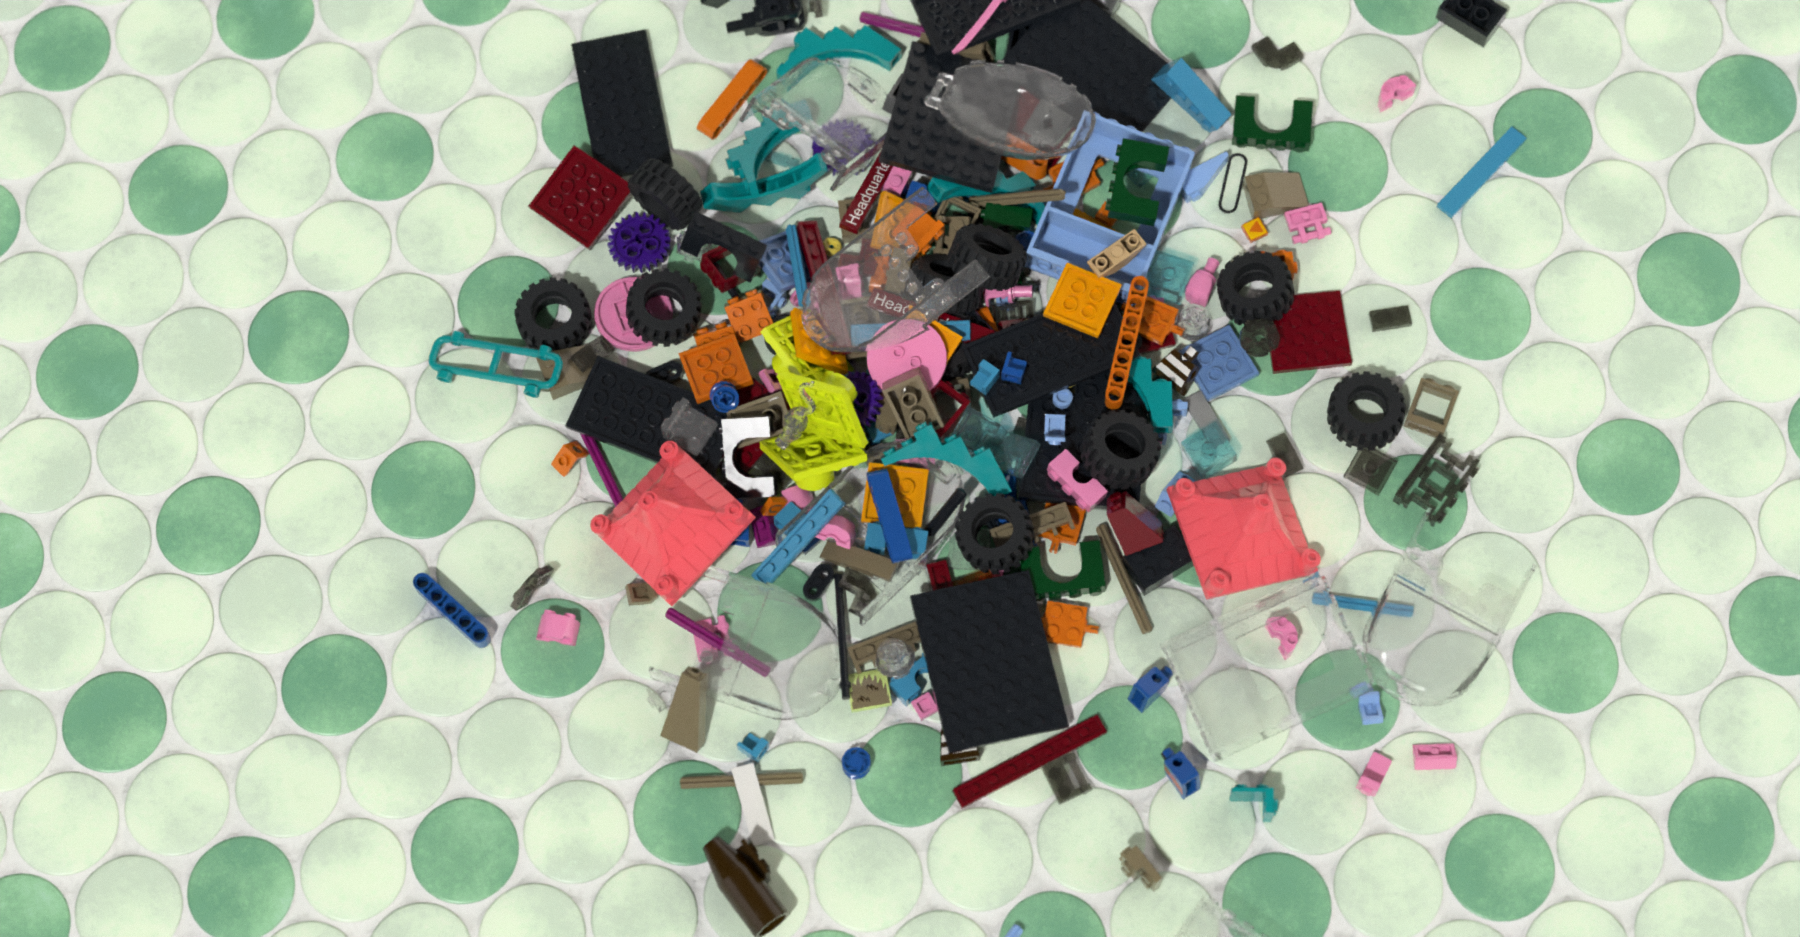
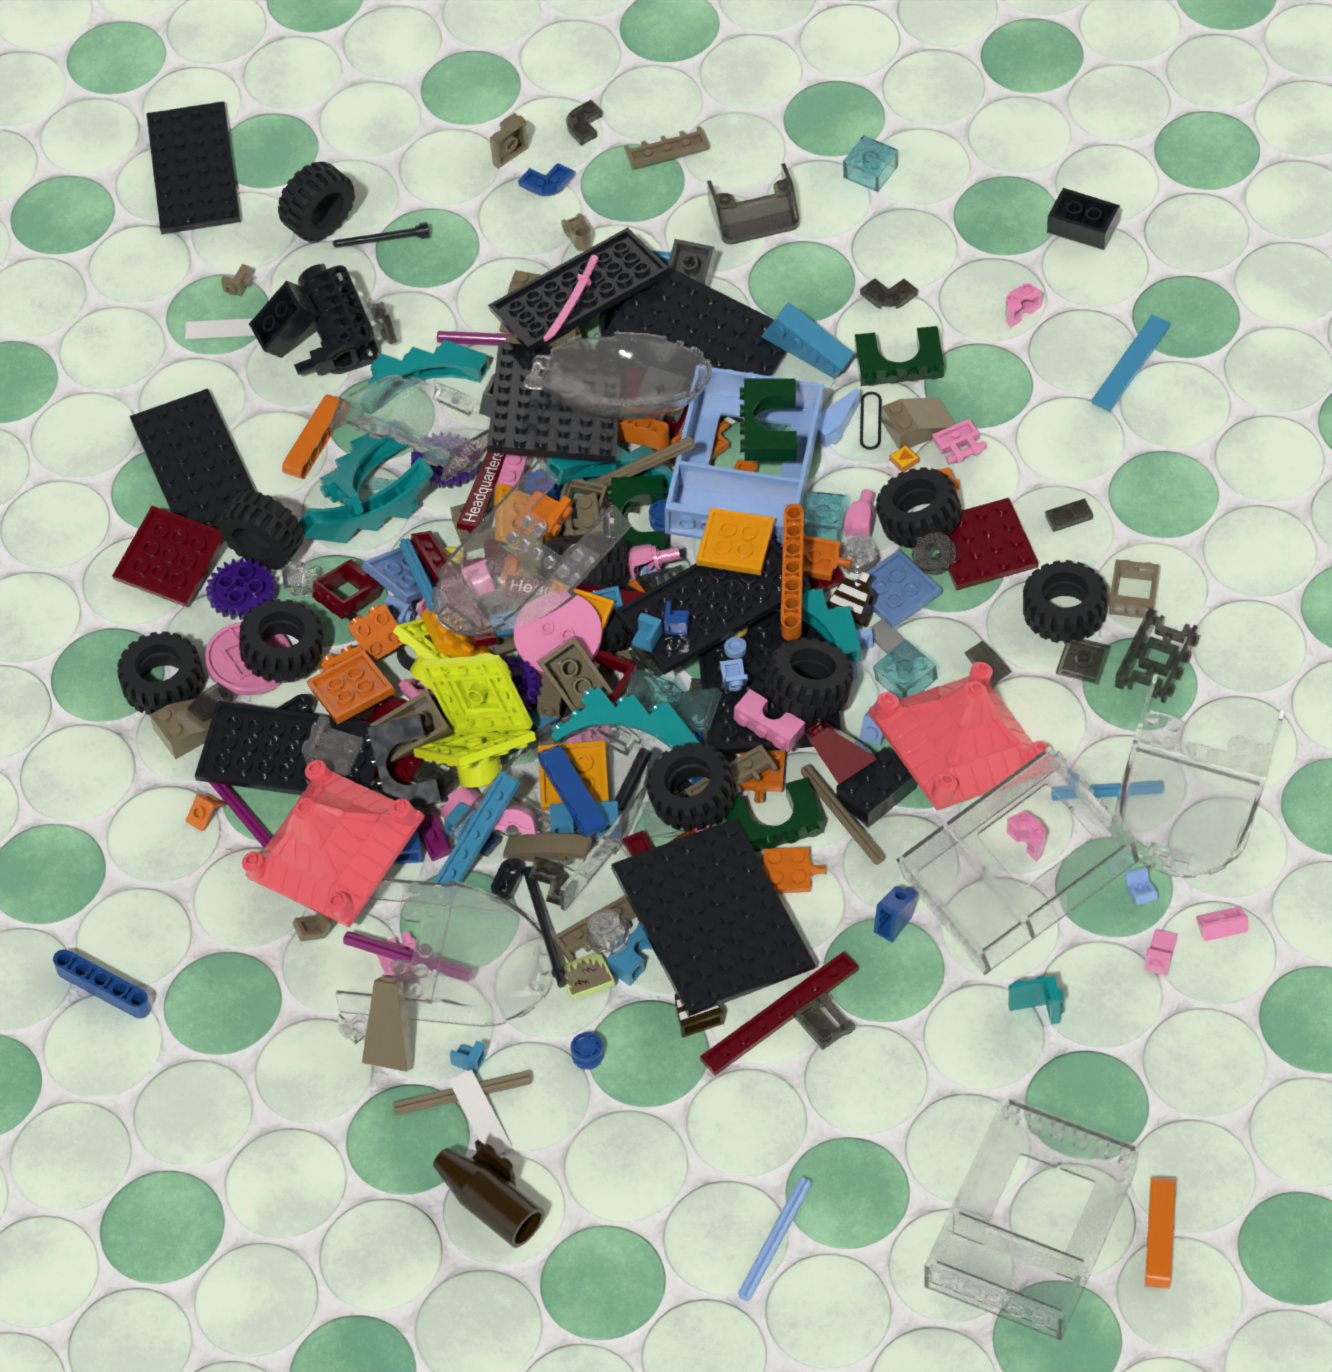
camera: 10 degrees left, 15 degrees down
(532, 387) = (151, 742): teal bar -> none
(533, 582) = (190, 934): clear smoke plate -> none
(558, 628) = (225, 978): bright pink cylinder -> none
(724, 396) = (365, 708): blue wheel -> none
(745, 249) = (359, 557): black arch -> none
(773, 506) = (440, 810): orange tile -> none
(796, 419) = (450, 709): clear animal -> none
(924, 706) = (651, 979): bright pink plate -> none
(994, 250) = (644, 515): black tyre -> none
(1117, 255) = (763, 489): tan slope -> none
(1136, 864) = (926, 1089): dark tan plate -> none
(1181, 773) = (950, 989): blue torso -> none

